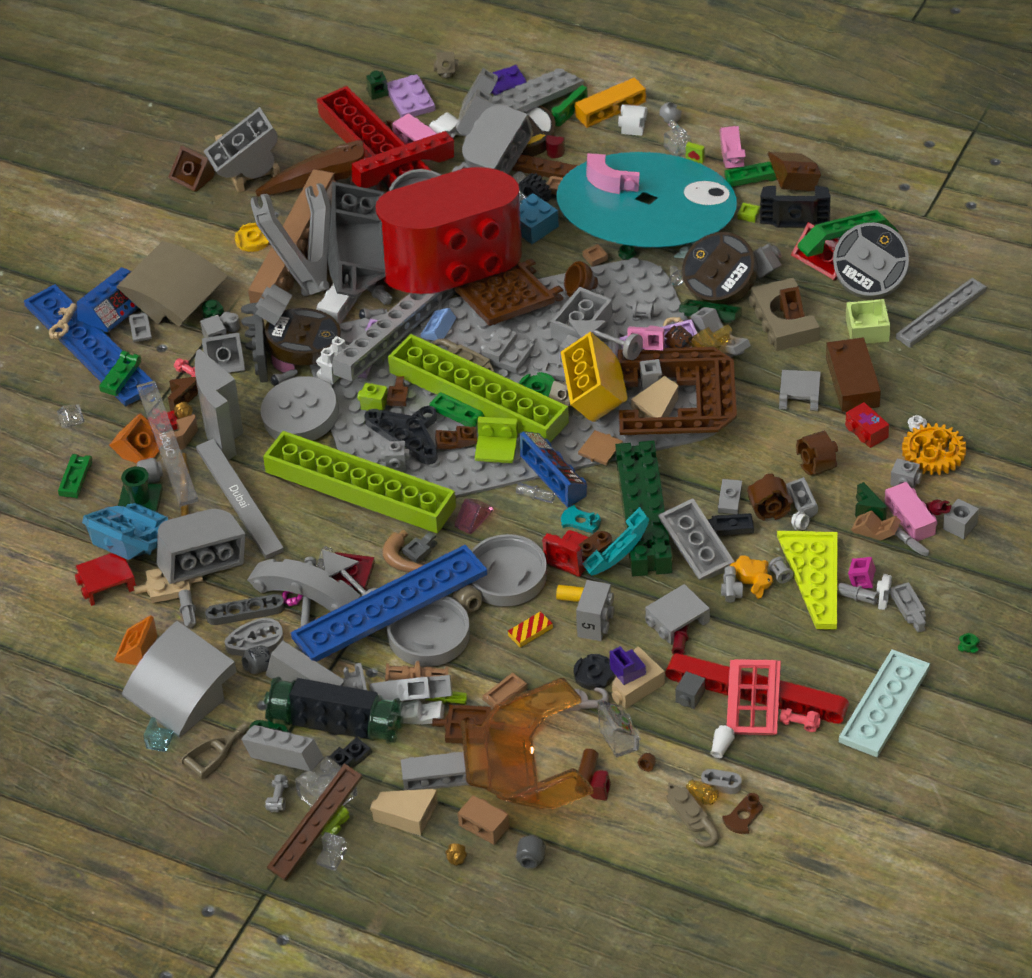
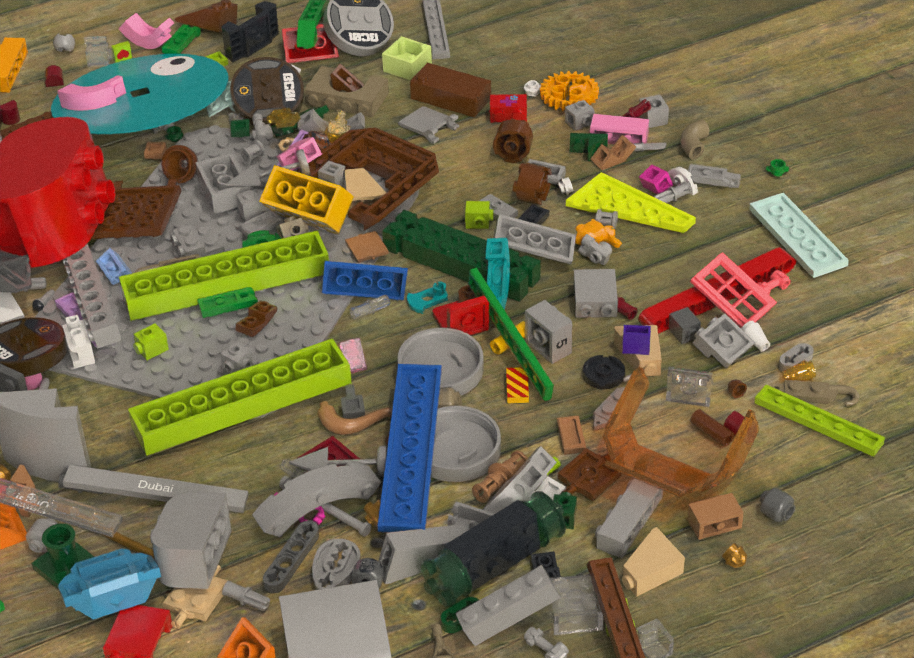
camera: 55 degrees left, 5 degrees down
(301, 407) = (103, 394): light grey brick -> none
(398, 394) = (166, 323): reddish brown plate -> none
(401, 425) = (201, 344): black beam -> none
(416, 730) = (569, 505): none -> dark green brick
(496, 439) = (291, 294): lime bracket -> none
(566, 589) = (512, 336): none -> green tile
(626, 138) = (54, 76): none -> dark red brick
(632, 120) = (37, 62): white cylinder -> none
(655, 832) = (820, 420): none -> lime plate
(665, 284) = (240, 128): none -> dark green plate
(674, 297) = (262, 131): none -> light grey plate
(691, 299) = (283, 117): none -> clear yellow tile
(692, 723) = (723, 340): none -> light grey plate
(704, 488) = (478, 214): none -> lime brick
(748, 804) = (839, 355): reddish brown piece -> none
(947, 563) = (691, 136): none -> dark tan cylinder

